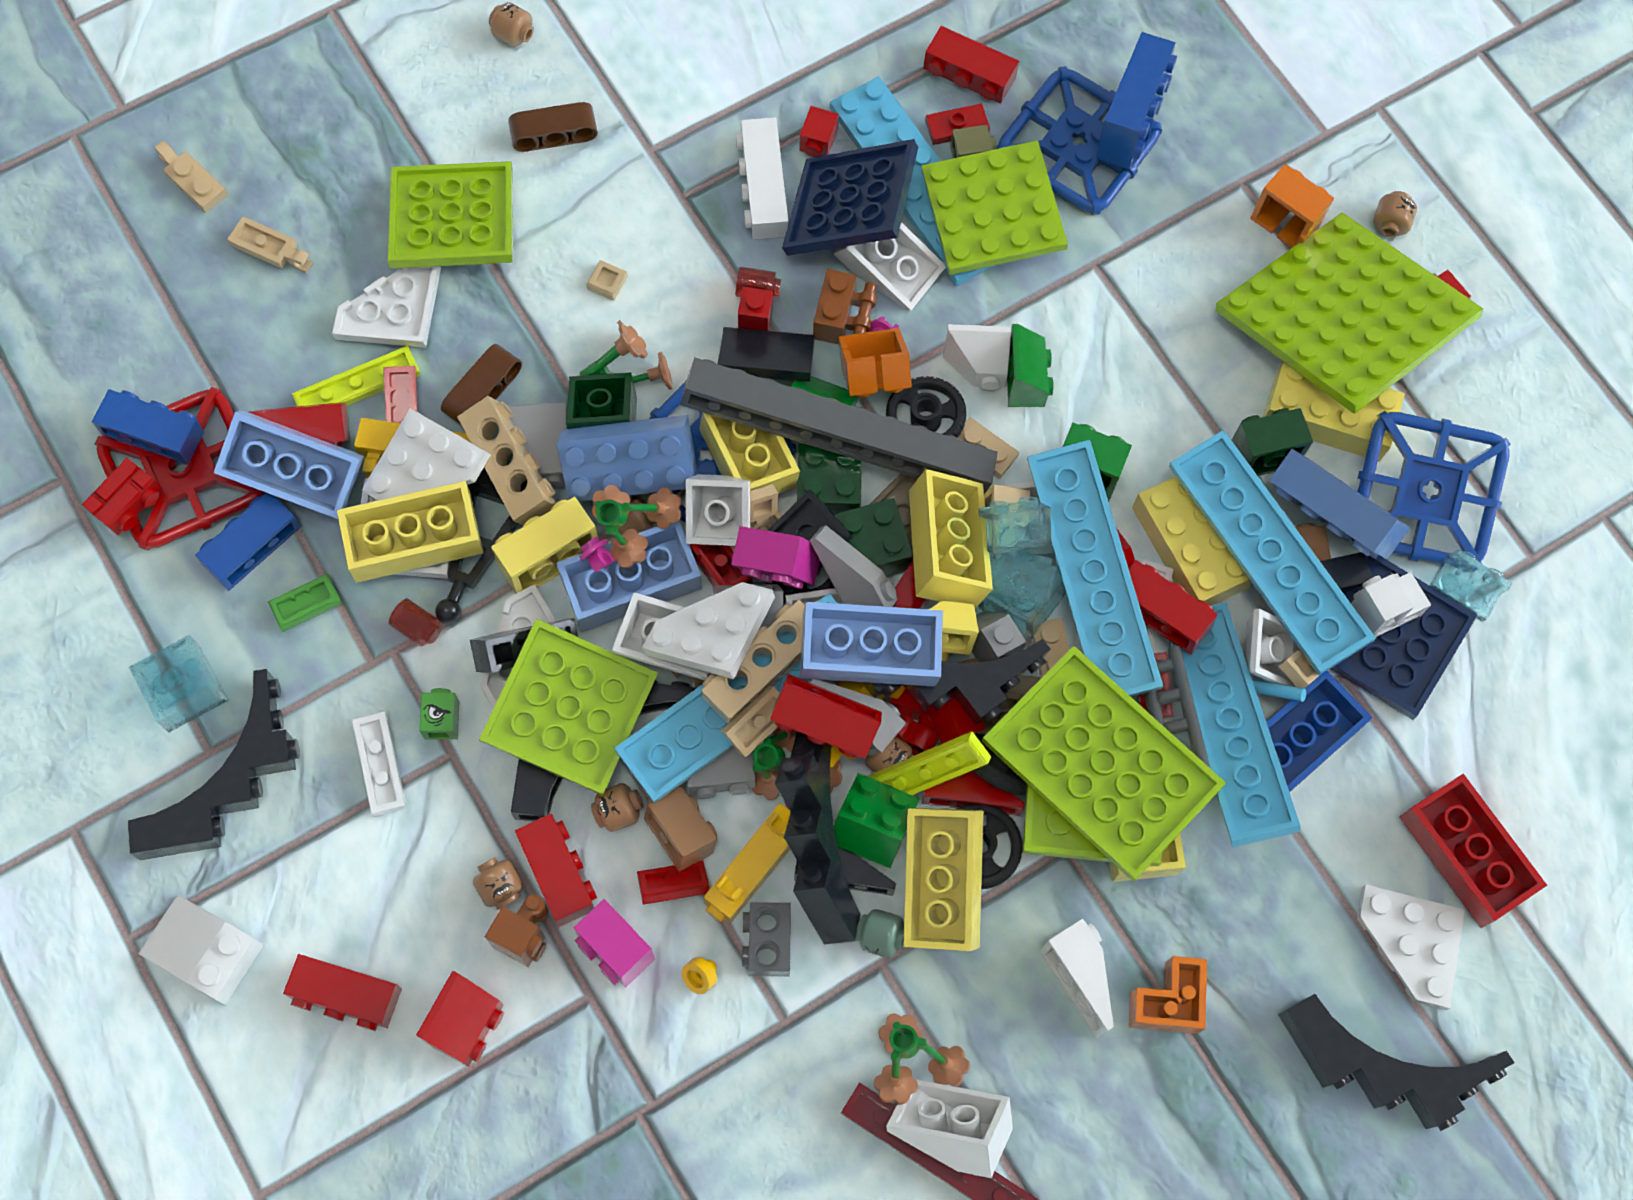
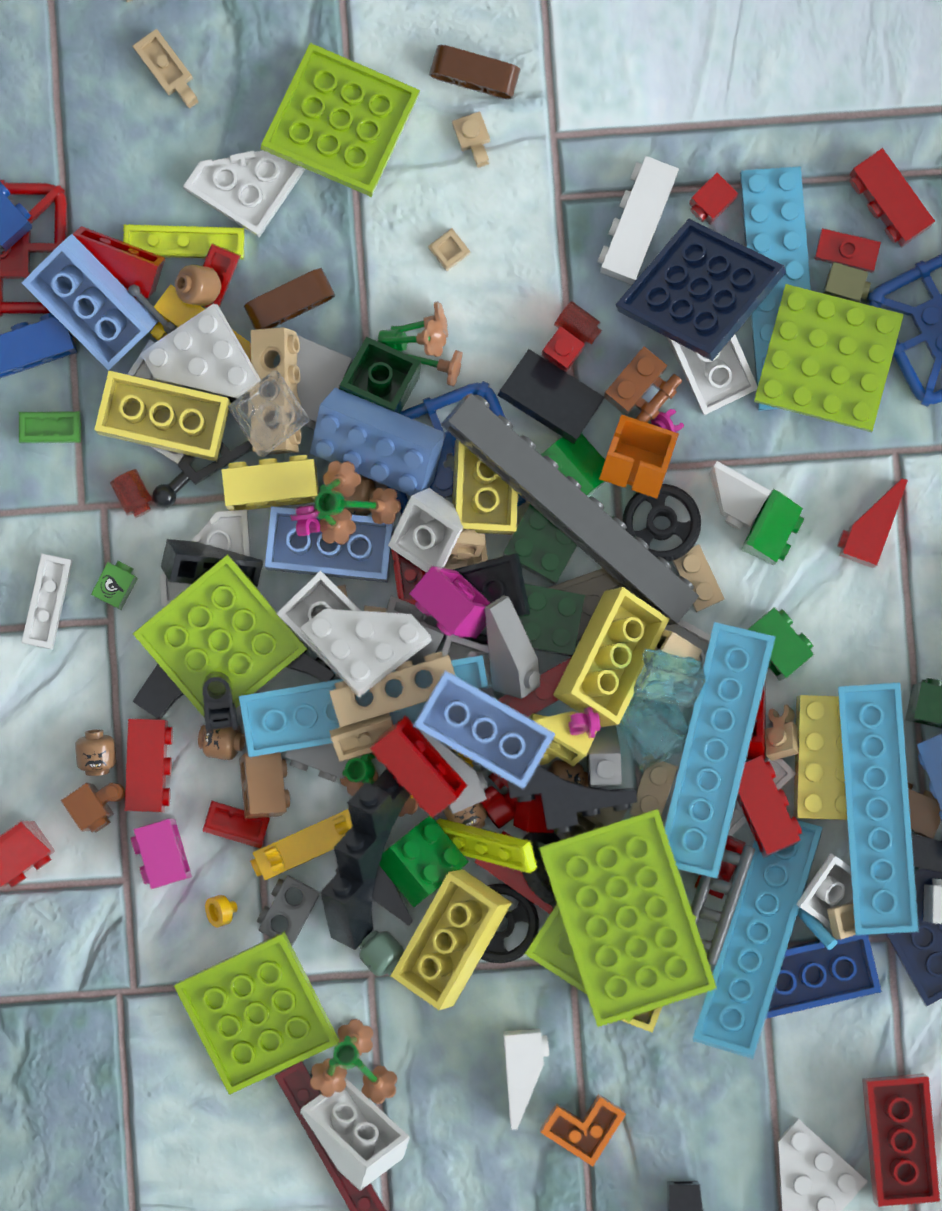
camera: 30 degrees right, 15 degrees up
(328, 436) = (134, 290): none -> dark grey hinge
(386, 403) = (197, 285): none -> medium nougat head
(511, 476) = (268, 413): none -> clear plate
(578, 179) = (472, 135): none -> tan plate
(599, 765) = (219, 709): none -> black piece
(790, 1056) = (256, 1013): none -> lime plate
(961, 600) = (587, 722): none -> dark pink plate
(1115, 339) = (869, 533): none -> red slope
(1143, 540) = (783, 736): none -> tan plate

